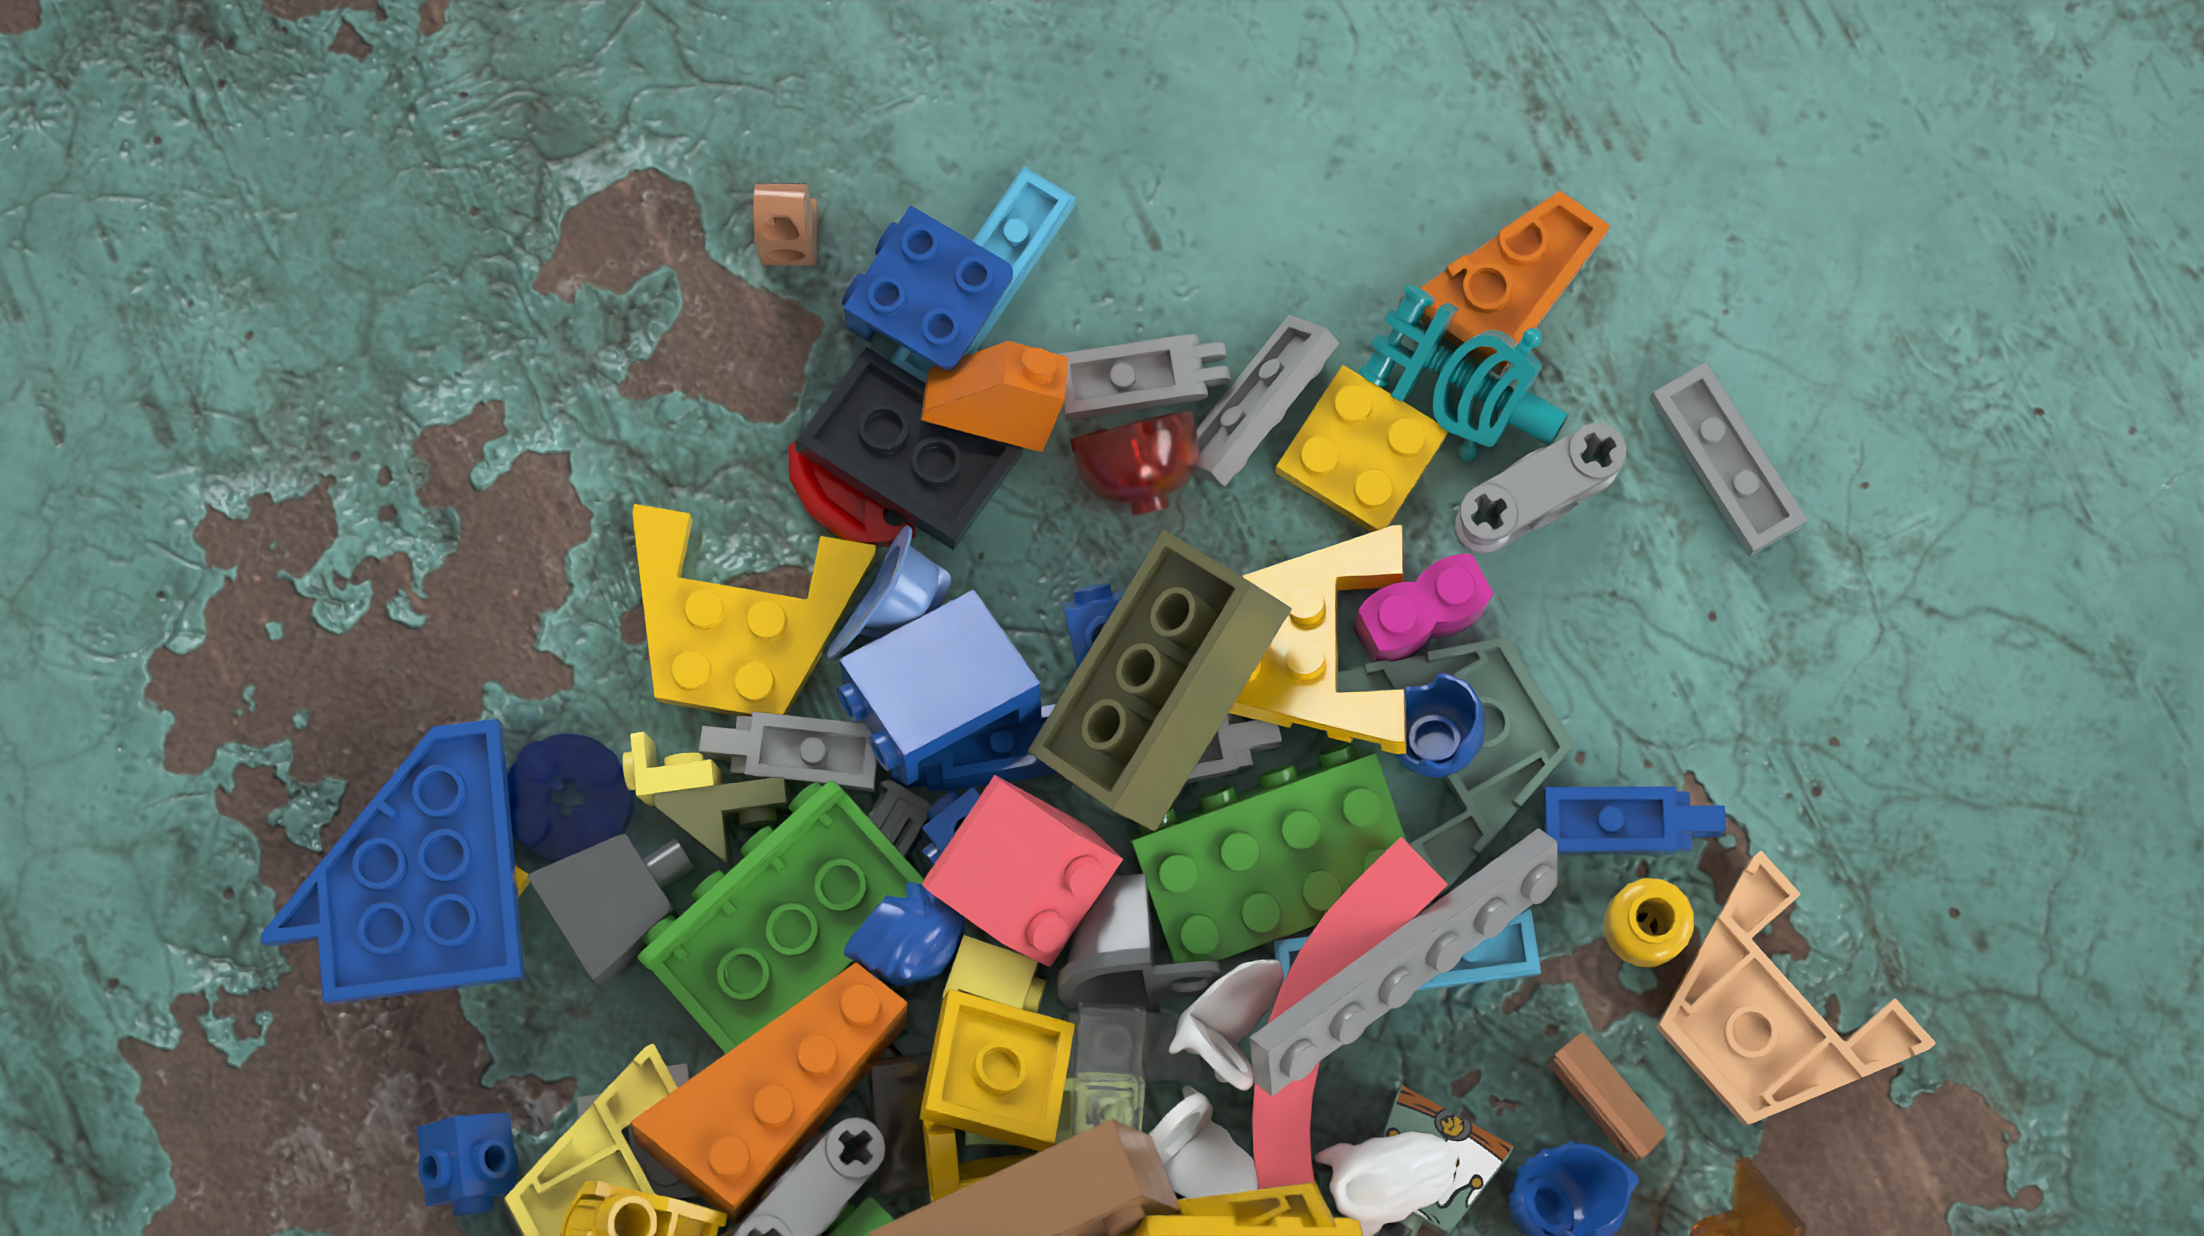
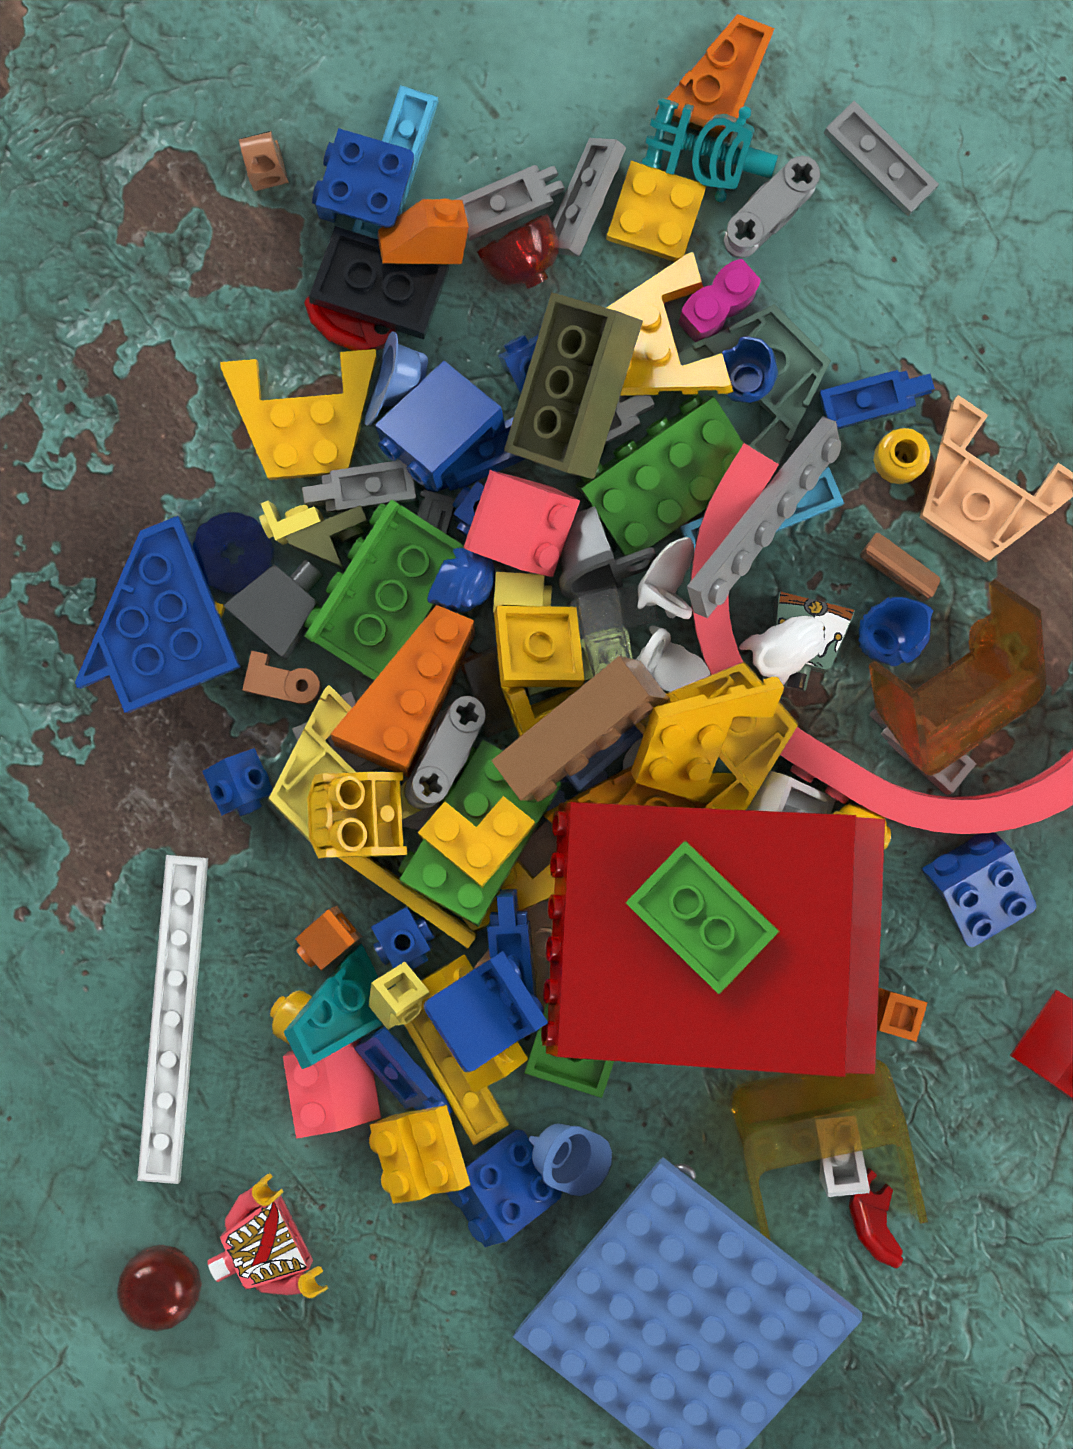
camera: 15 degrees left, 10 degrees up
(604, 1032) = (294, 686): none -> nougat leg

